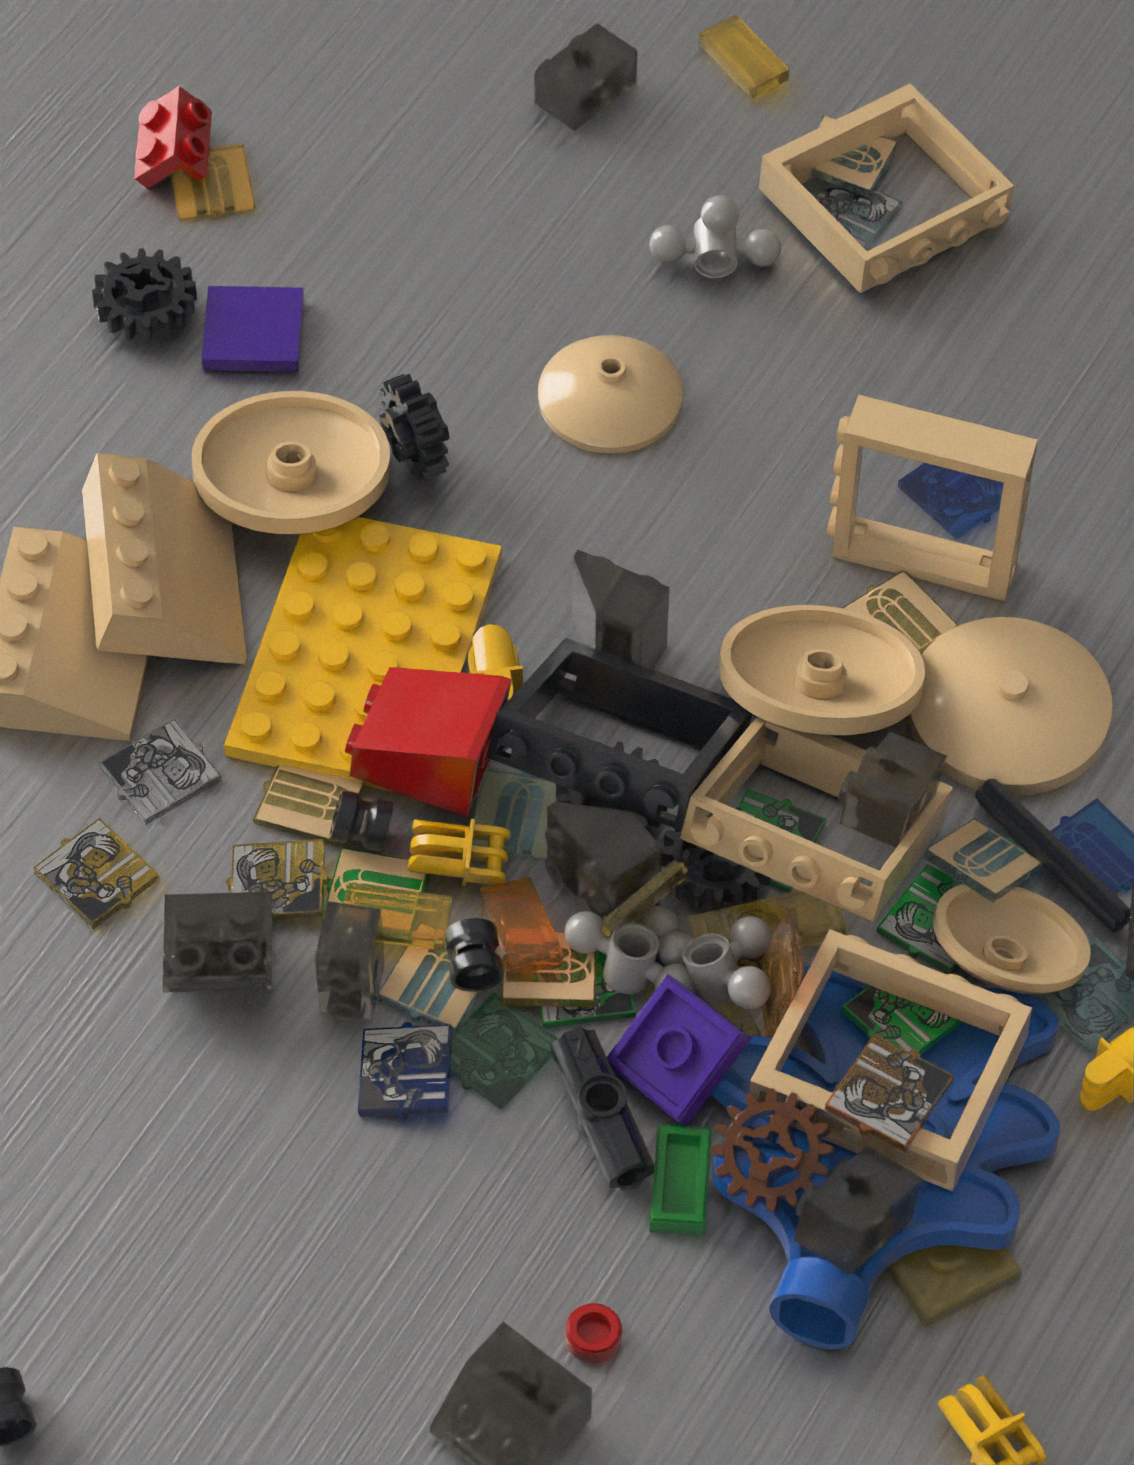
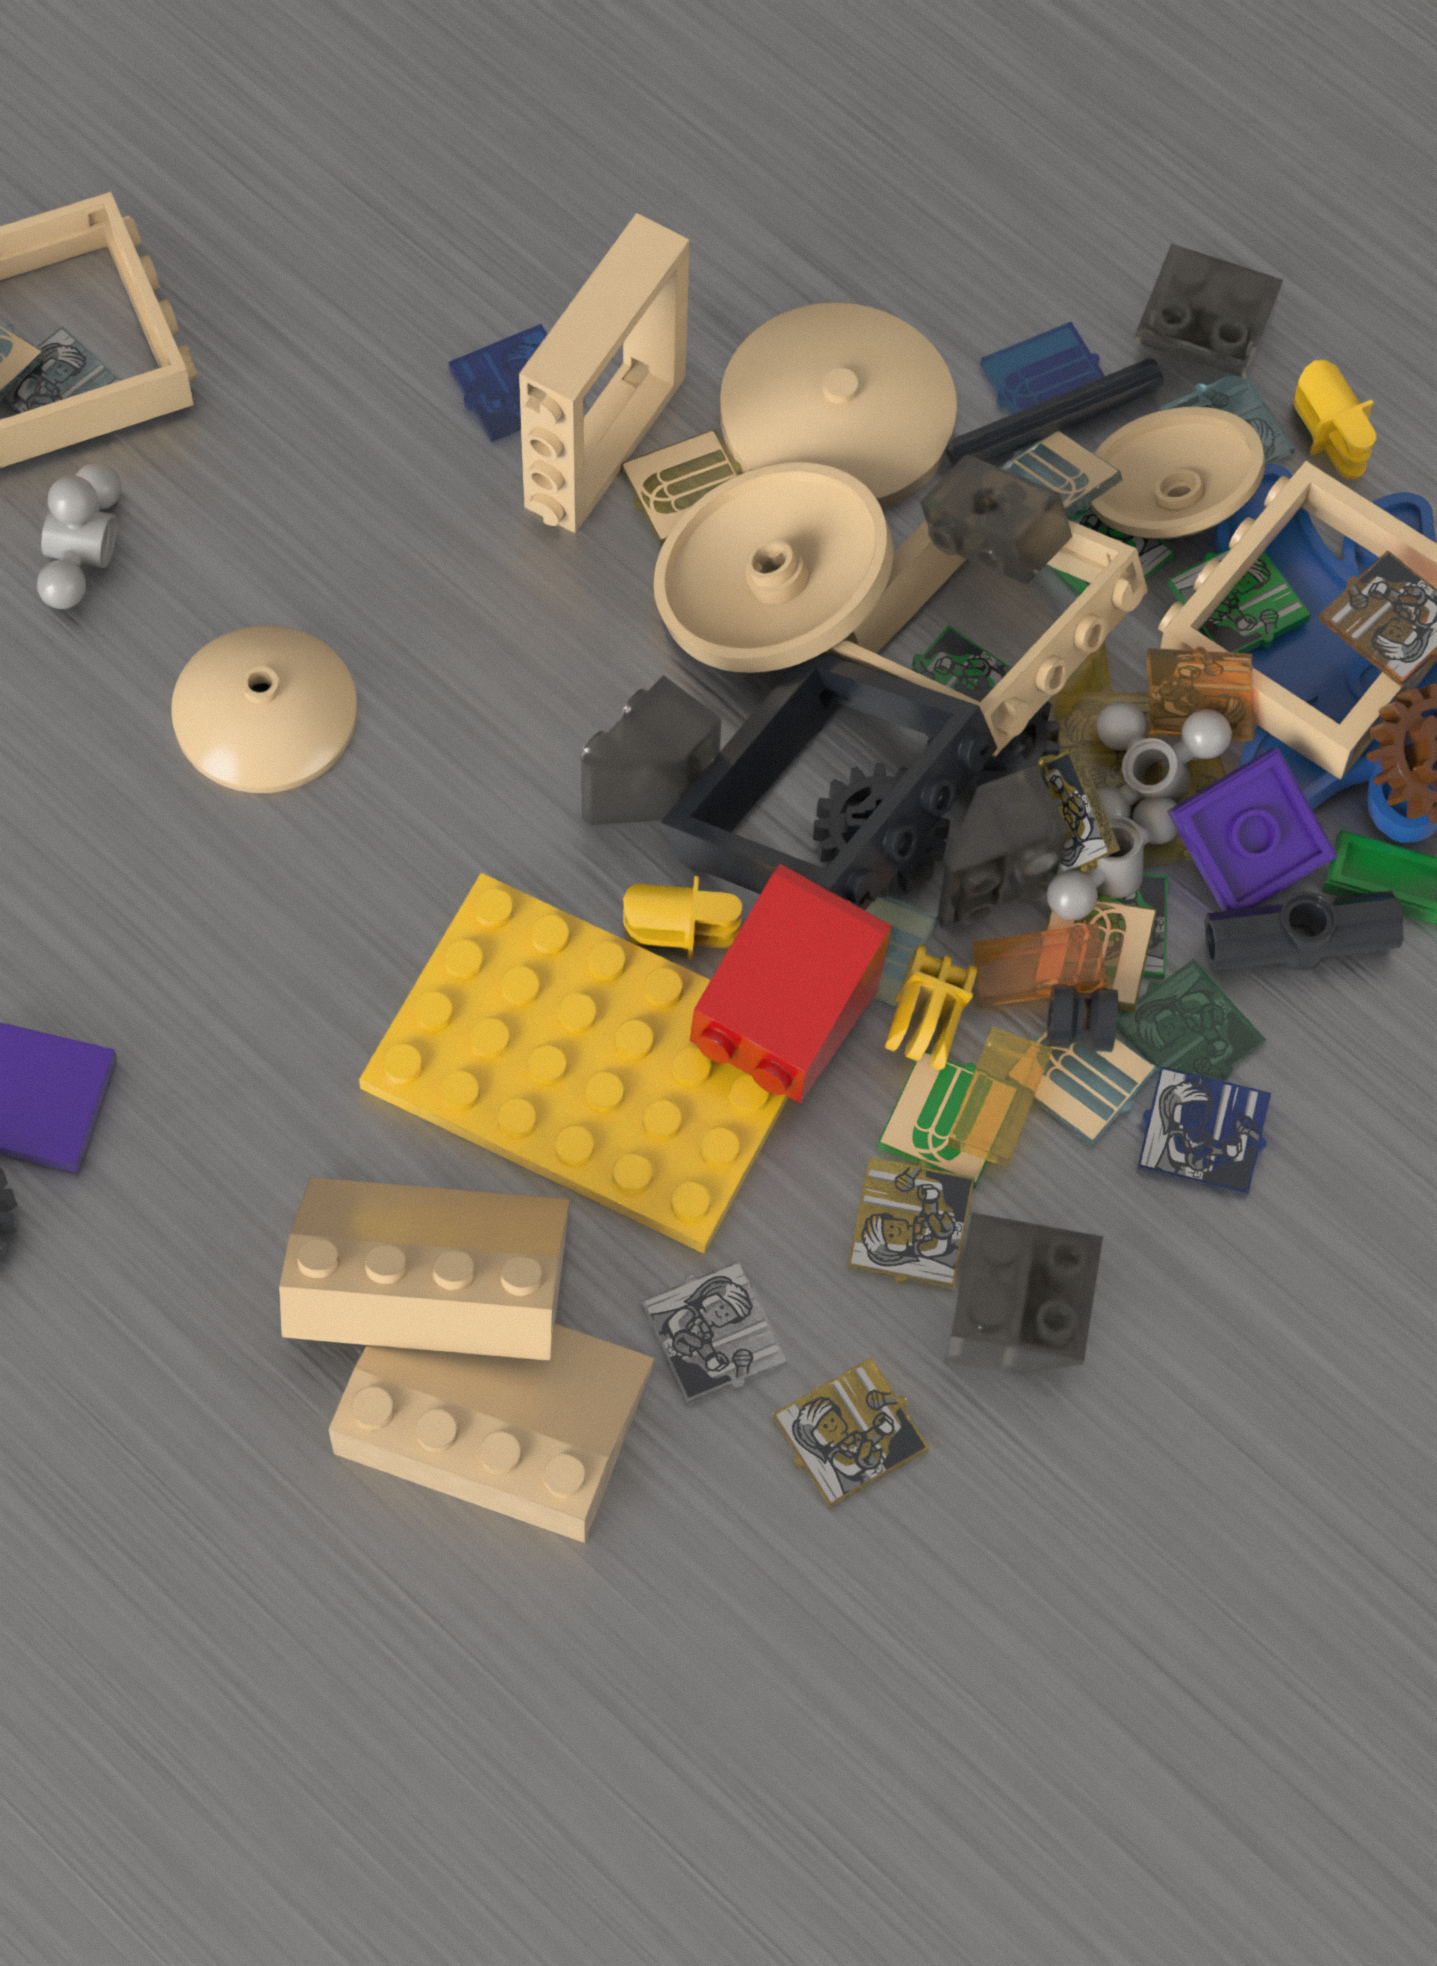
camera: 80 degrees left, 10 degrees up
(291, 462) = (299, 1080): tan dish -> none
(302, 802) = (800, 1169): piece -> none
(349, 818) = (862, 1107): black wheel -> none
(349, 961) = (1081, 1147): clear smoke brick -> none
(414, 427) = (295, 920): black gear -> none

